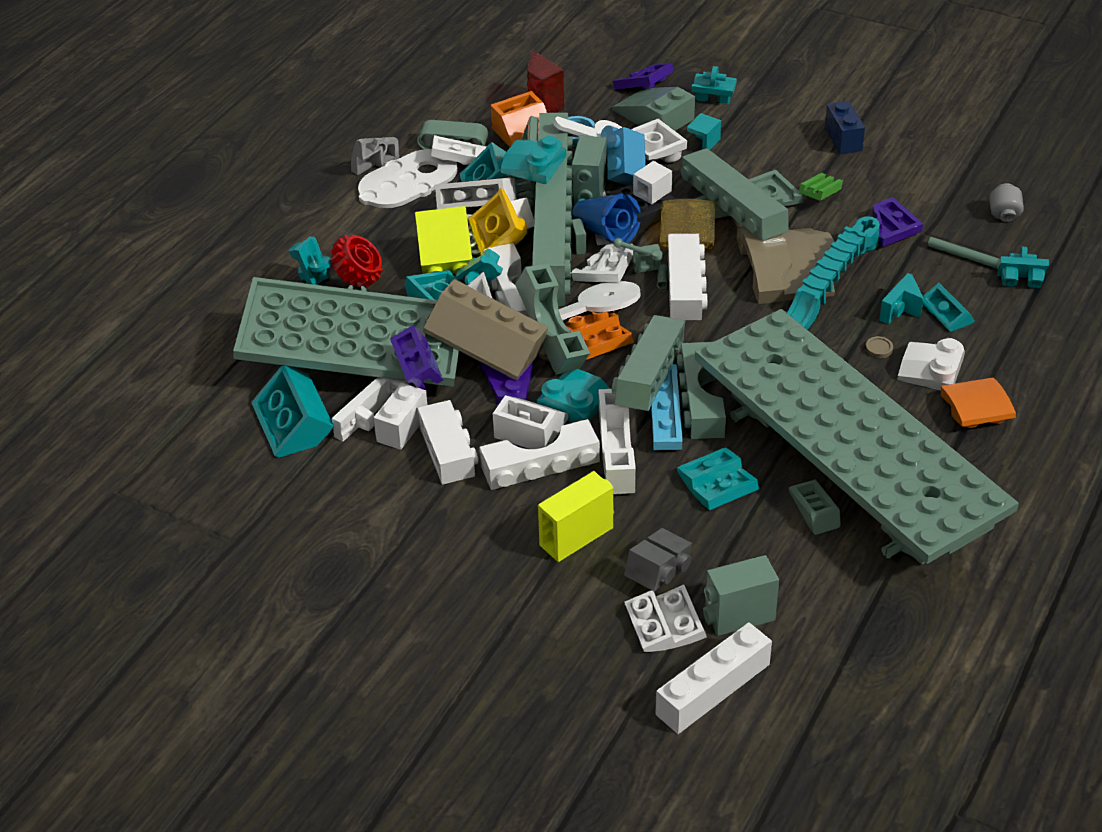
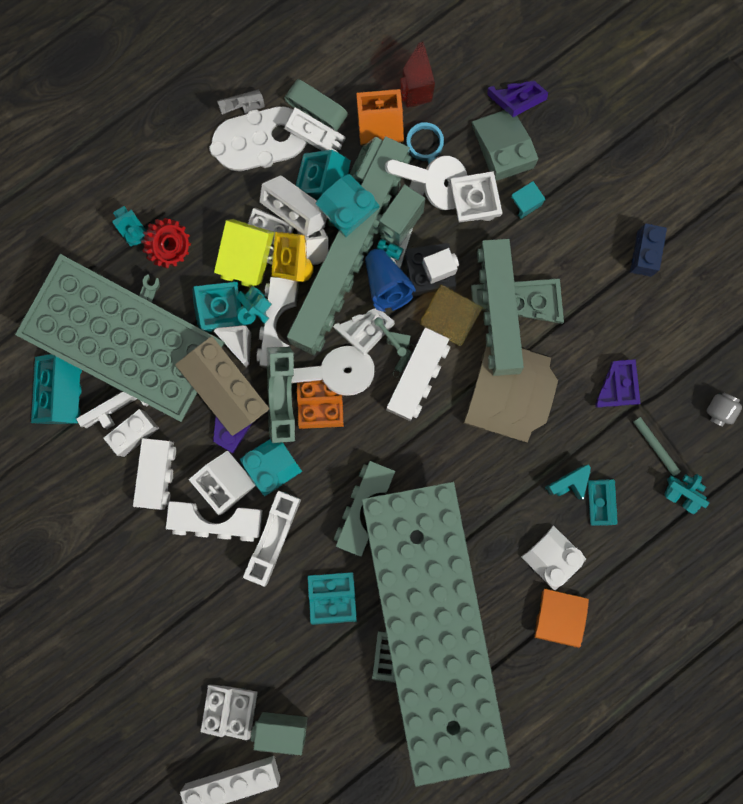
camera: 20 degrees right, 40 degrees up
(416, 357) = (153, 400): dark purple hinge -> none
(576, 516) = (205, 604): neon yellow brick -> none
(578, 236) = (358, 287): sand green tile -> none
(624, 153) = (438, 211): dark azure hinge -> none
(648, 363) = (330, 480): sand green brick -> none
(658, 559) = (255, 662): flat silver piece -> none
(666, 414) = (330, 511): medium azure plate -> none
(714, 84) = (568, 141): teal hips -> none
(824, 186) = (597, 309): bright green tile -> none
(850, 244) = (528, 432): teal piece -> none
(879, 347) = (526, 518): dark tan piece -> none

